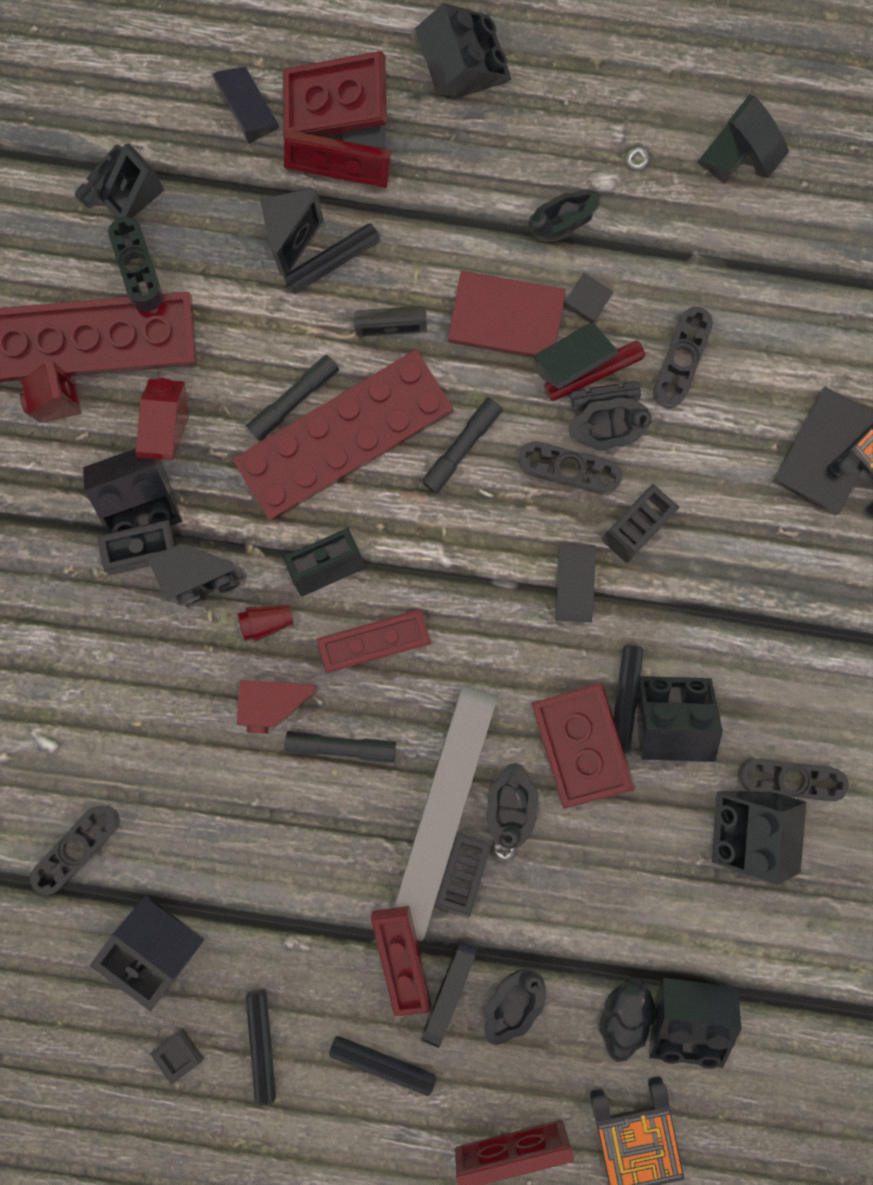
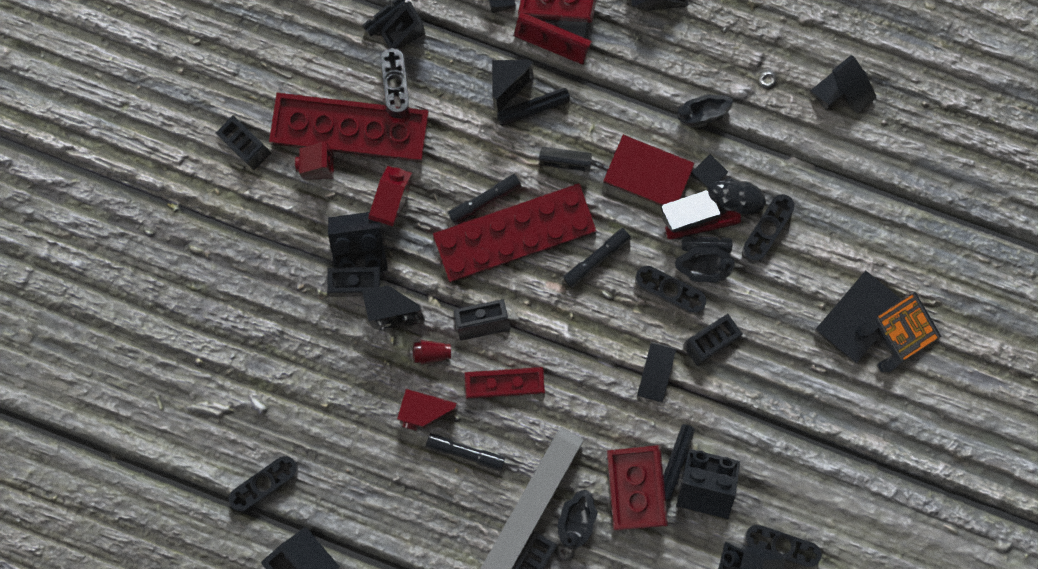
camera: 20 degrees right, 5 degrees down
(633, 321) = (738, 196): none -> black arm

